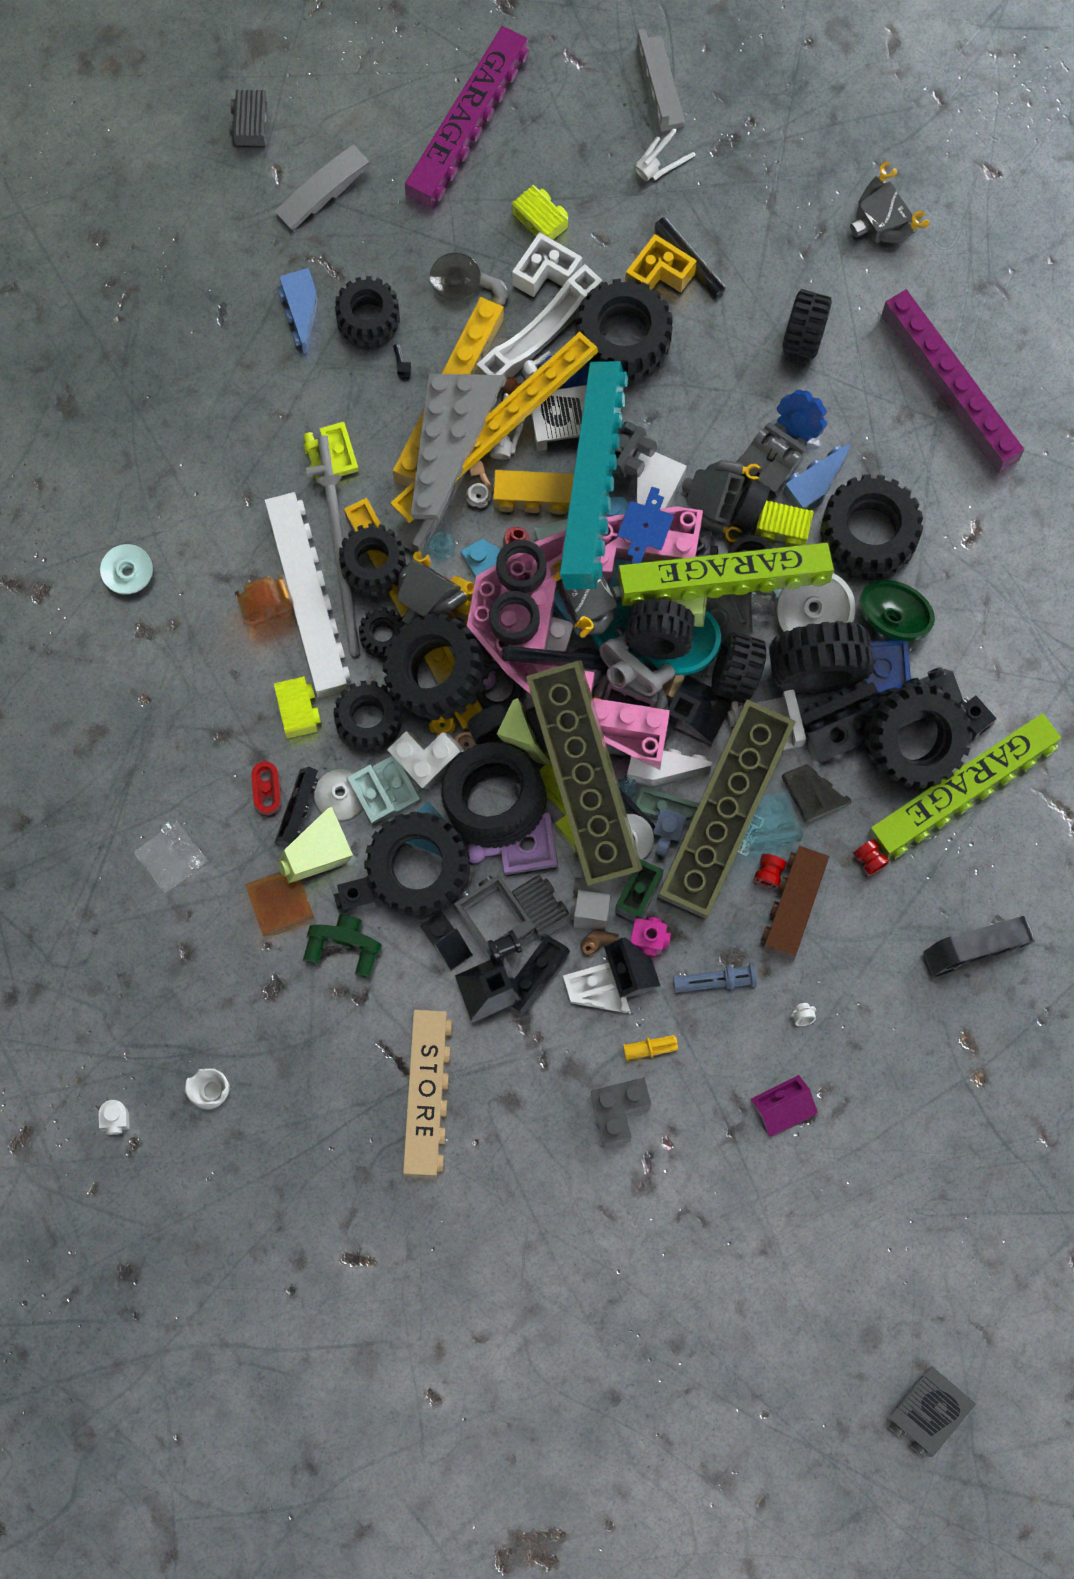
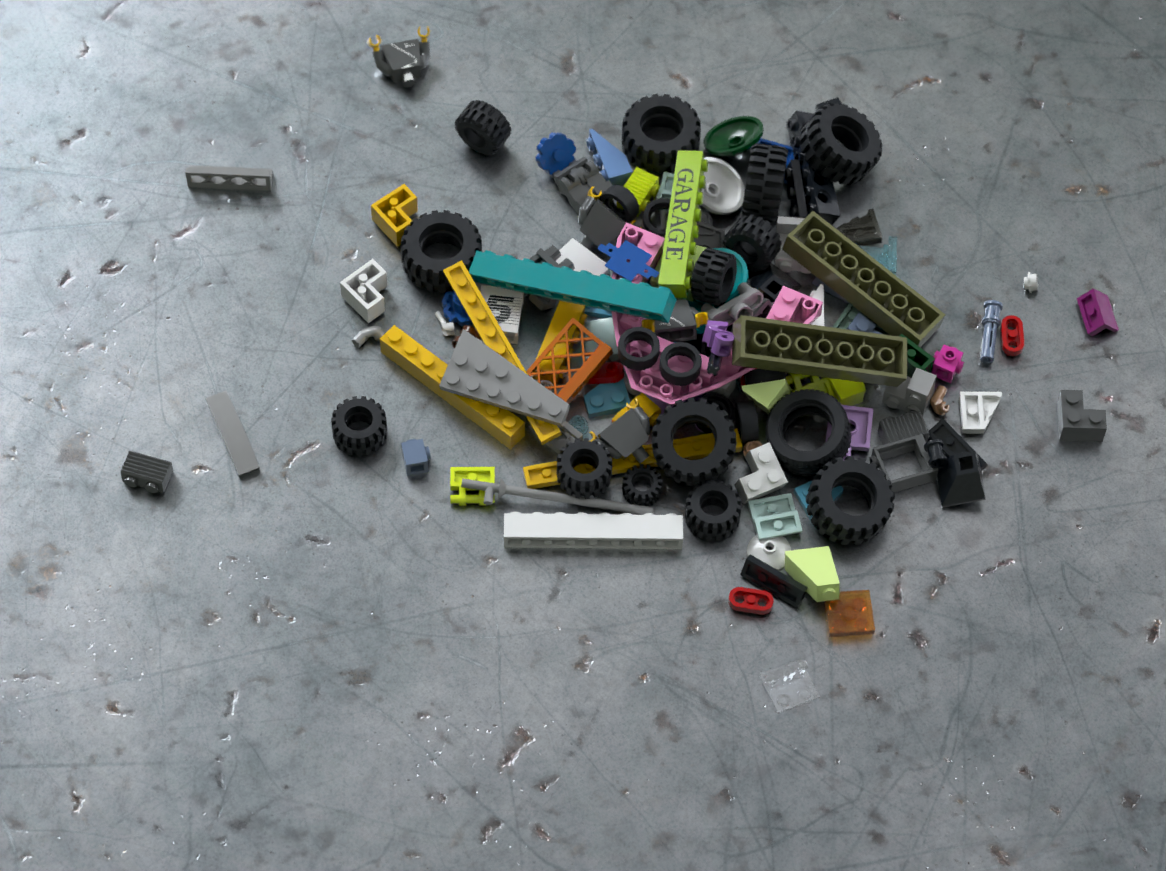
camera: 75 degrees left, 15 degrees down
(113, 1117) = (1001, 776): white plate -> none
(123, 558) = (525, 650): light aqua dish -> none
(207, 1088) = (995, 699): white hair -> none
(265, 600) = (592, 558): clear orange brick -> none
(296, 707) = (688, 561): neon yellow brick -> none
(302, 300) = (331, 473): medium blue slope -> none
(346, 934) = (890, 570): dark green connector -> none
(348, 381) = (415, 456): none -> sand blue brick
(354, 896) = (861, 556): black brick -> none
(403, 368) = (414, 418): black hand -> none
(425, 1094) = (1035, 546): tan brick -> none
(446, 941) = (913, 505): black slope -> none
(448, 728) = (738, 464): yellow plate -> none
(455, 266) = (349, 350): clear smoke dish -> none
(466, 117) = (209, 315): magenta brick -> none
(496, 525) = (584, 373): none -> orange fence
(539, 213) = (316, 286): neon yellow brick -> none
(559, 313) = (432, 331): white arch -> none
(564, 649) = (718, 338): none -> medium lavender leg
(631, 968) = (971, 380): black slope -> none
(648, 165) = (301, 203): white plant -> none
(650, 1047) = (1033, 389): yellow axle -> none
(702, 271) = (365, 204): black axle -> none
(716, 1005) = (1012, 337): none -> red plate
(770, 871) = (914, 273): red wheel -> none
(795, 903) = (944, 263): reddish brown brick -> none
(870, 856) = (921, 207): red wheel -> none
(952, 381) = (557, 54): magenta brick -> none
(969, 783) = (895, 159): lime brick -> none
(977, 945) = (1009, 159): black beam -> none

